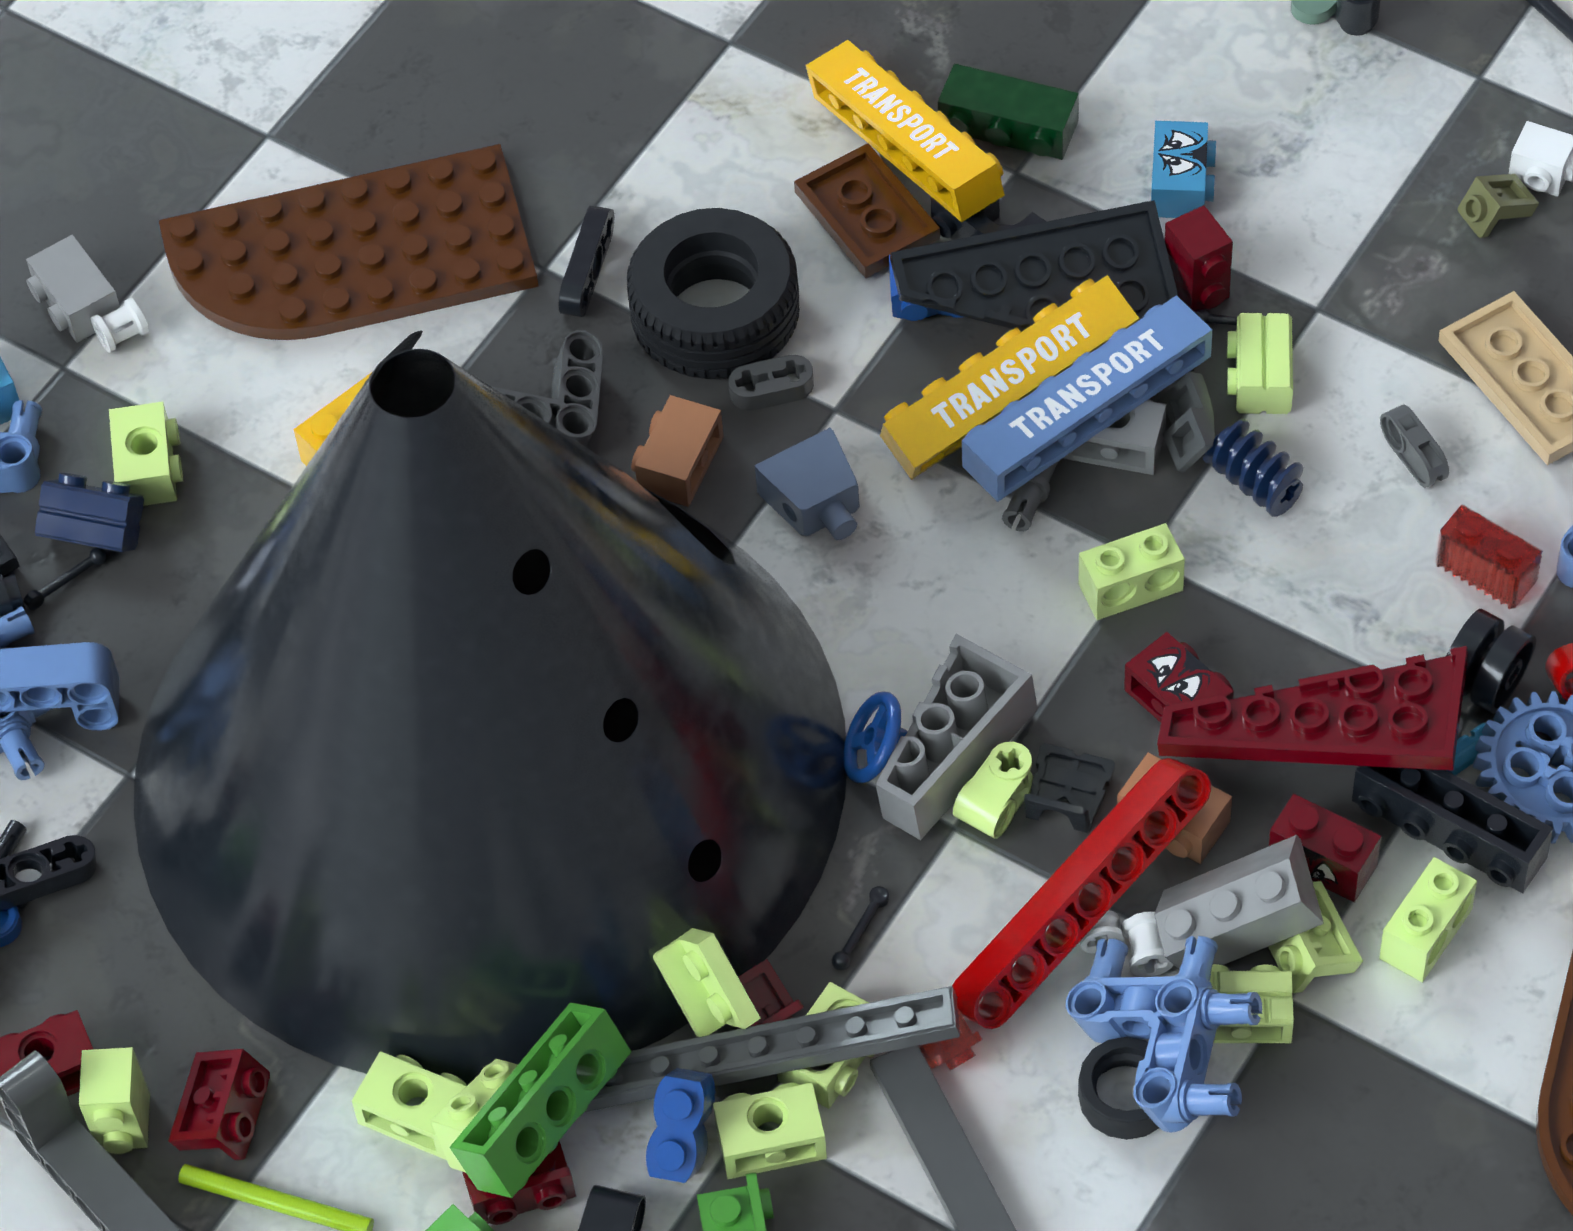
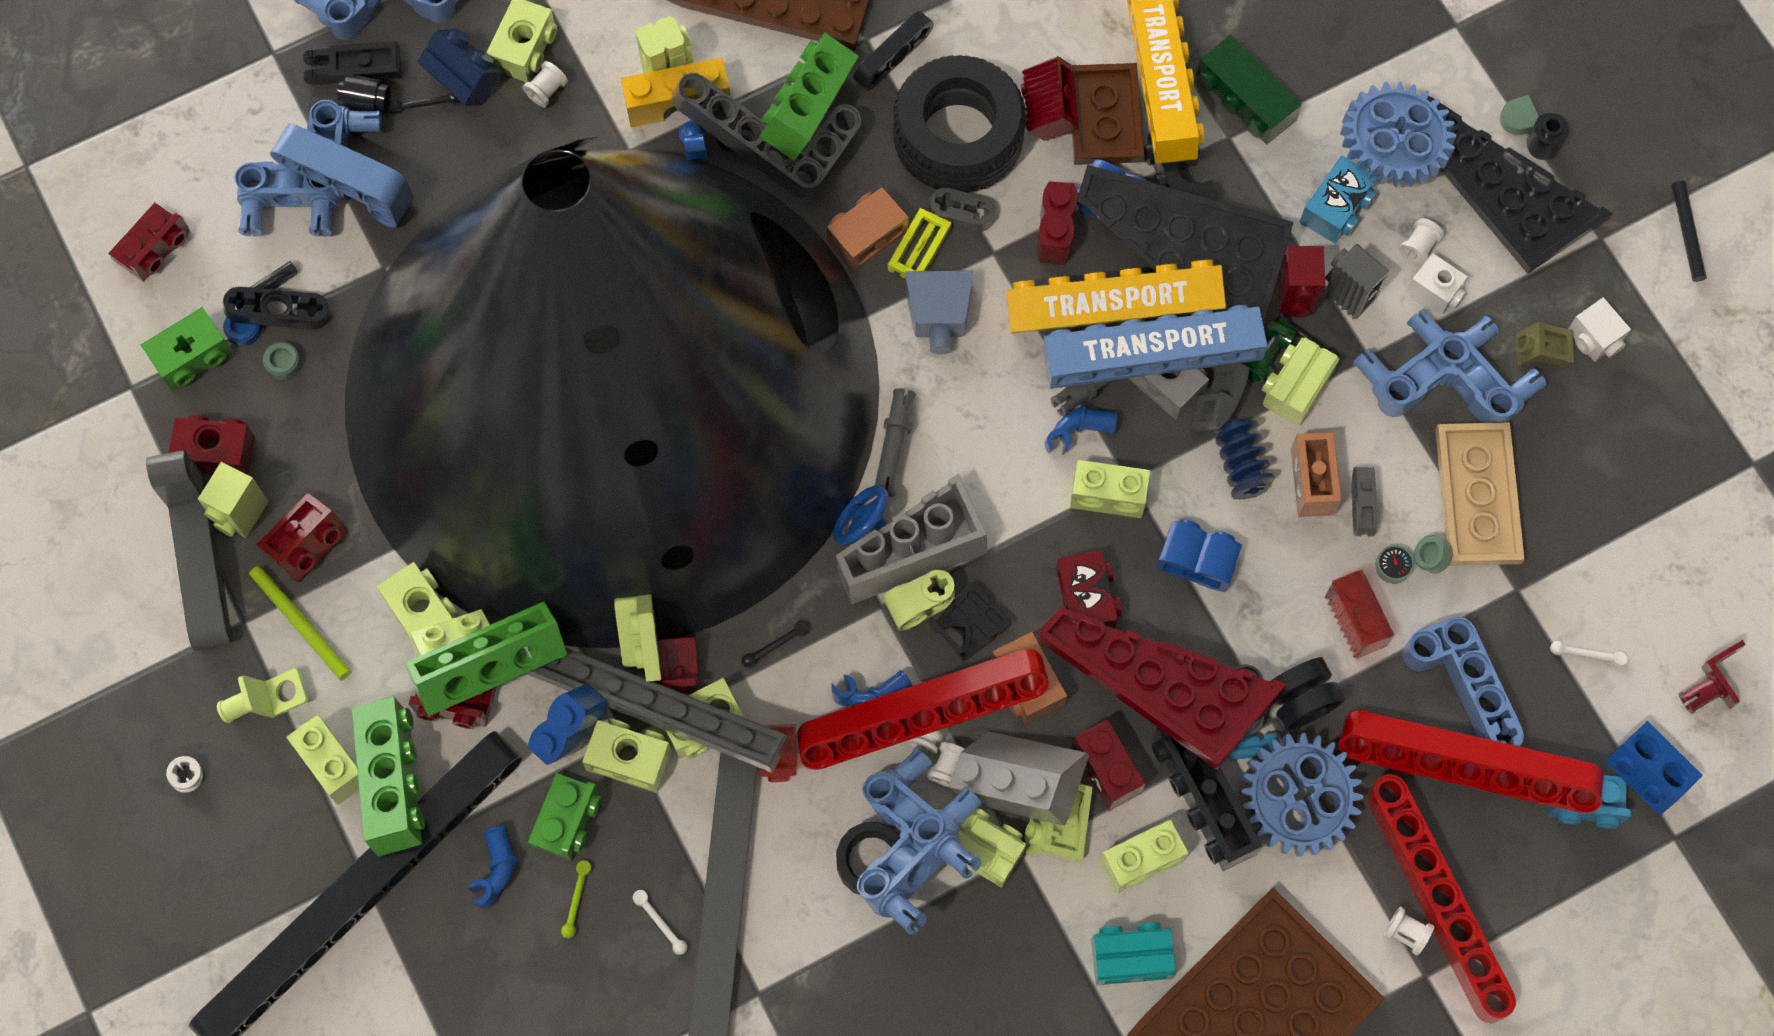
camera: 25 degrees right, 15 degrees up
(68, 932) = (281, 360): none -> sand green tile
(201, 487) = (545, 84): none -> white bush
(321, 372) = (663, 45): none -> yellowish green brick
(526, 340) = (808, 96): none -> bright green brick
(745, 407) = (934, 220): none -> neon yellow tile
(800, 219) = (1050, 98): none -> dark red brick
(850, 634) = (896, 428): none -> dark grey pin
(889, 339) = (1056, 223): none -> dark red brick
(984, 931) = (854, 696): none -> blue piece
(1048, 524) = (1081, 419): none -> blue piece
(1202, 71) = (1398, 134): none -> medium blue gear
(1212, 372) = (1278, 335): none -> dark green bar
(1258, 230) = (1355, 280): none -> dark grey brick
(1275, 589) = (1199, 555): none -> blue brick
(1296, 167) = (1421, 241): none -> white bush
(1344, 199) = (1438, 285): none -> white brick
(1346, 441) = (1315, 474): none -> nougat brick
(1347, 75) = (1517, 197): none -> black wing
(1410, 266) = (1469, 375): none -> medium blue pin
(1486, 1027) = (1133, 954): none -> teal brick
(1489, 493) = (1394, 564): none -> black tile
(1524, 459) = (1433, 554): none -> sand green tile

